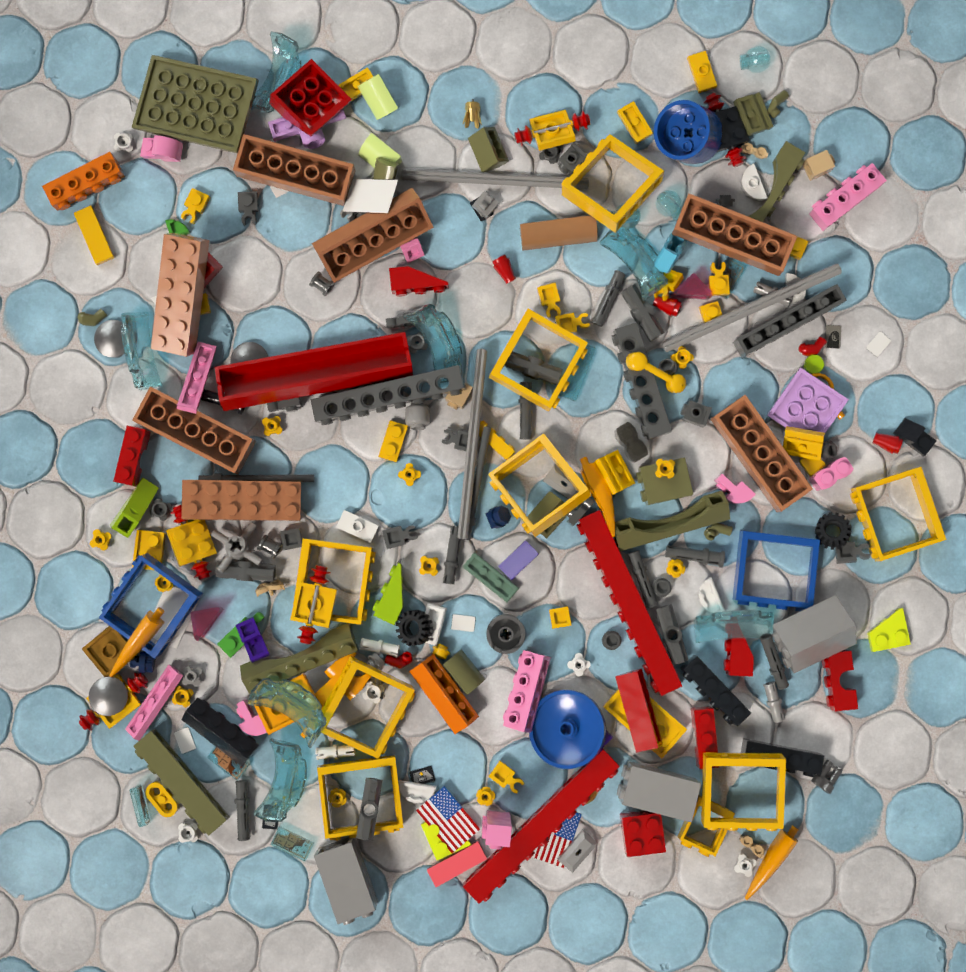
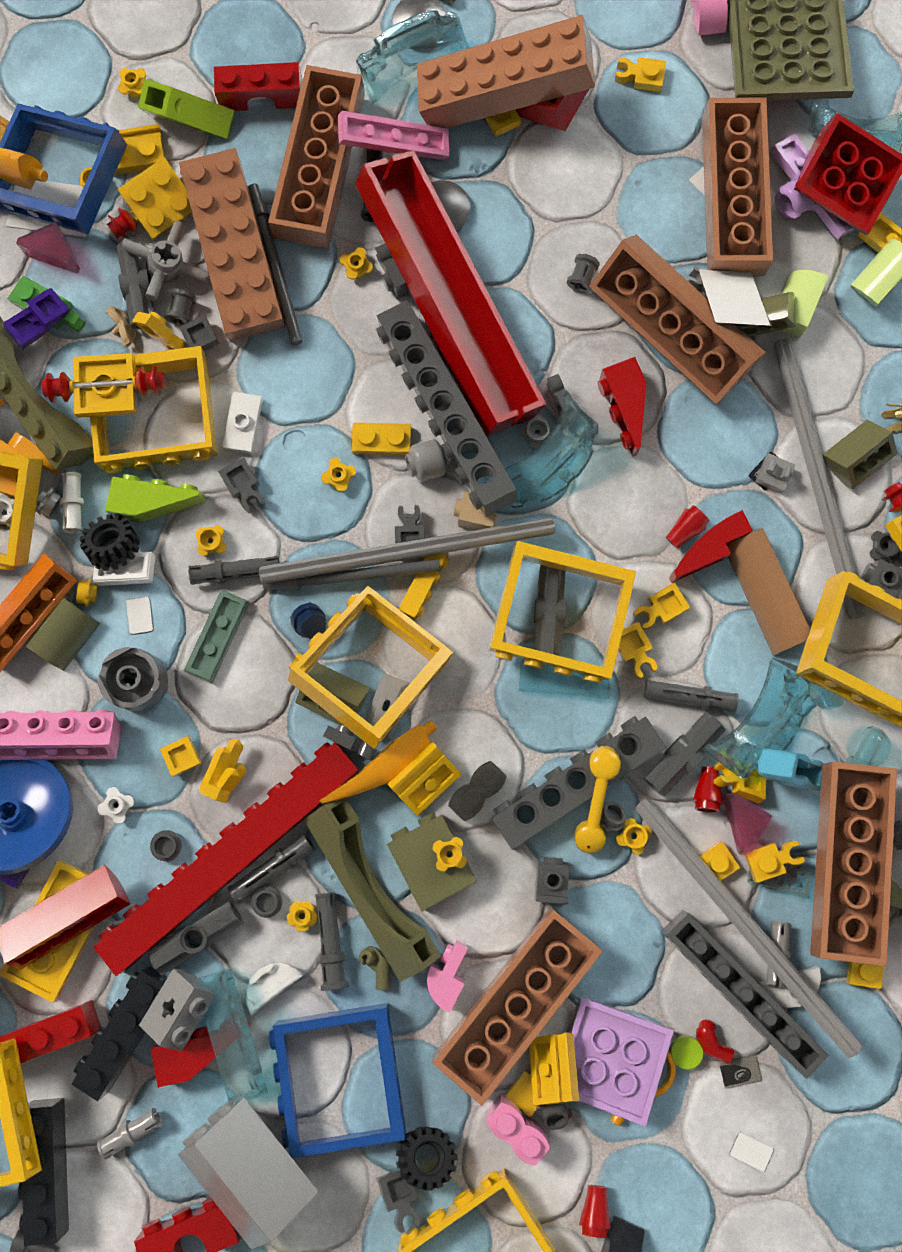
camera: 80 degrees right, 5 degrees down
(160, 504) = (195, 141): dark grey plate -> none
(176, 227) = (602, 59): bright green tile -> none
(248, 204) = (665, 142): dark grey plate -> none
(281, 564) = (155, 326): none -> yellow plate
(399, 662) = (57, 538): red arm -> none
(412, 250) = (672, 385): bright pink tile -> none
(518, 560) = (252, 670): slope -> none
(521, 257) = (712, 546): none -> red slope
(525, 414) = (478, 618): dark grey pin -> none
(577, 593) = (223, 772): none -> yellow rock
(712, 652) = (177, 1010): none -> light grey brick
(776, 668) = (168, 1133): dark grey pin -> none

